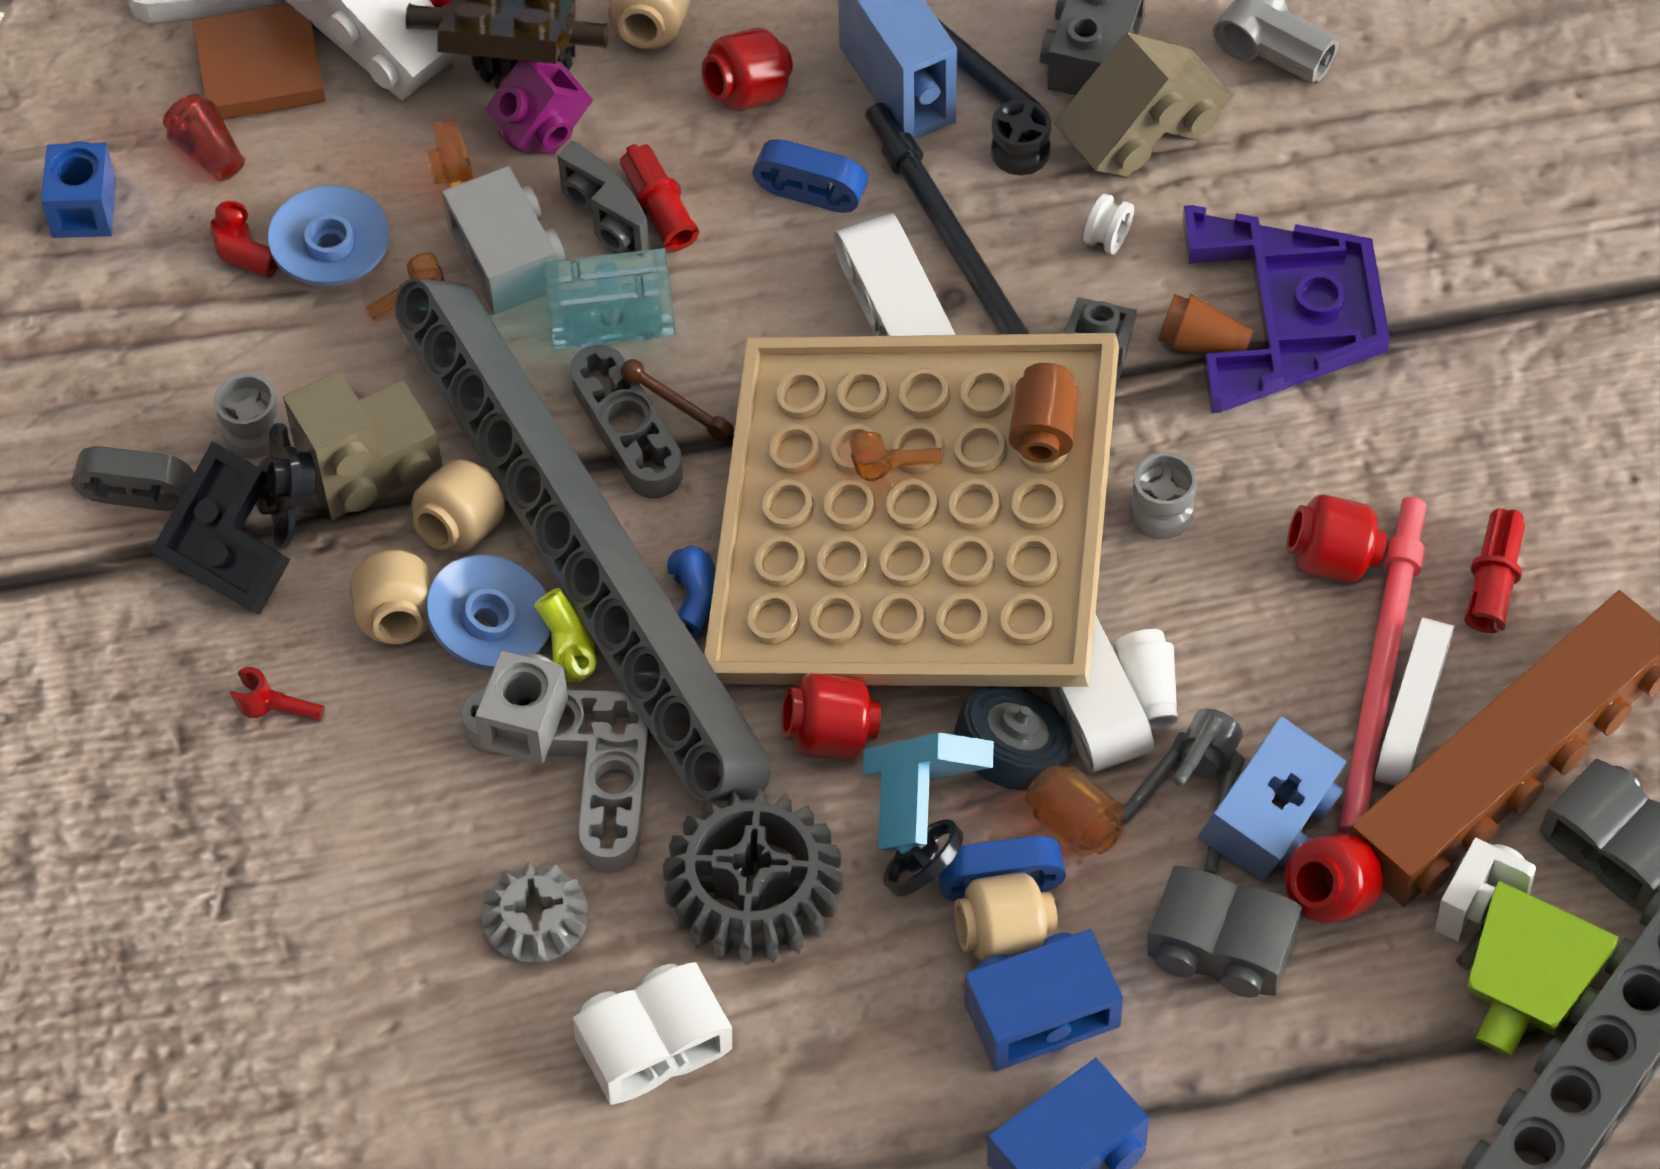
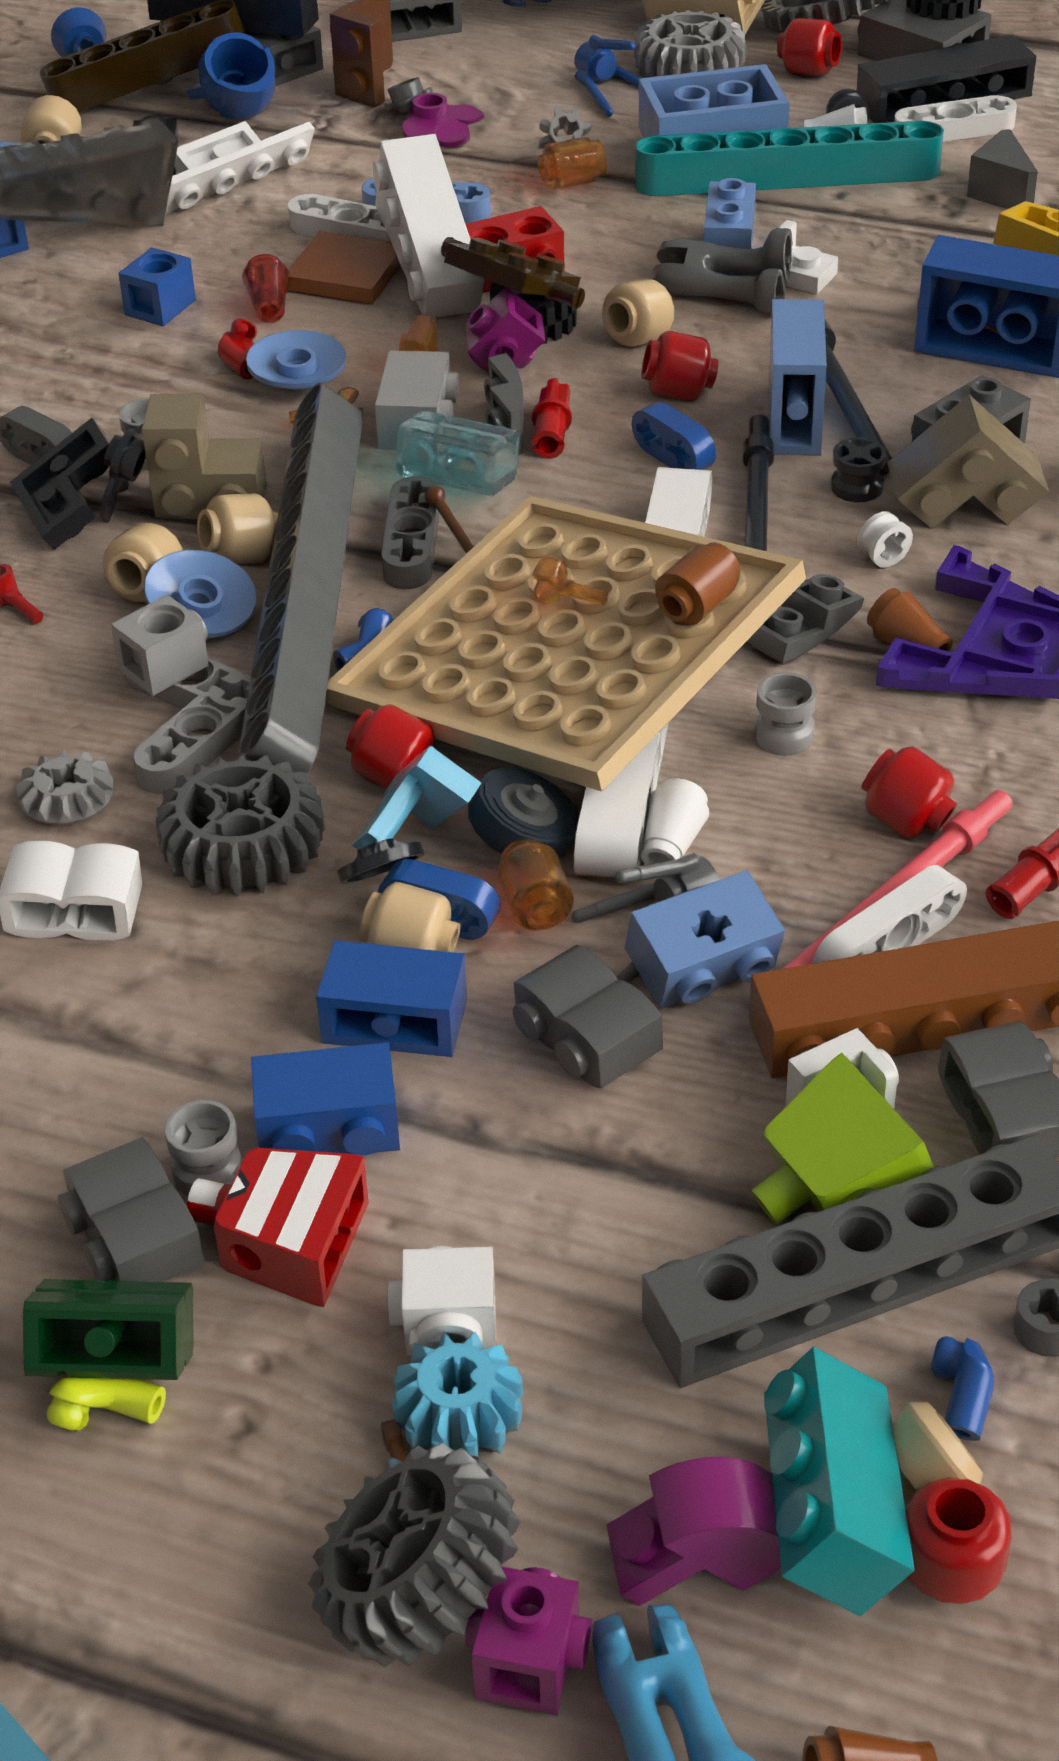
camera: 30 degrees right, 15 degrees down
(571, 640) = (240, 643): neon yellow arm -> none
(1334, 877) = (709, 1012): red head -> none

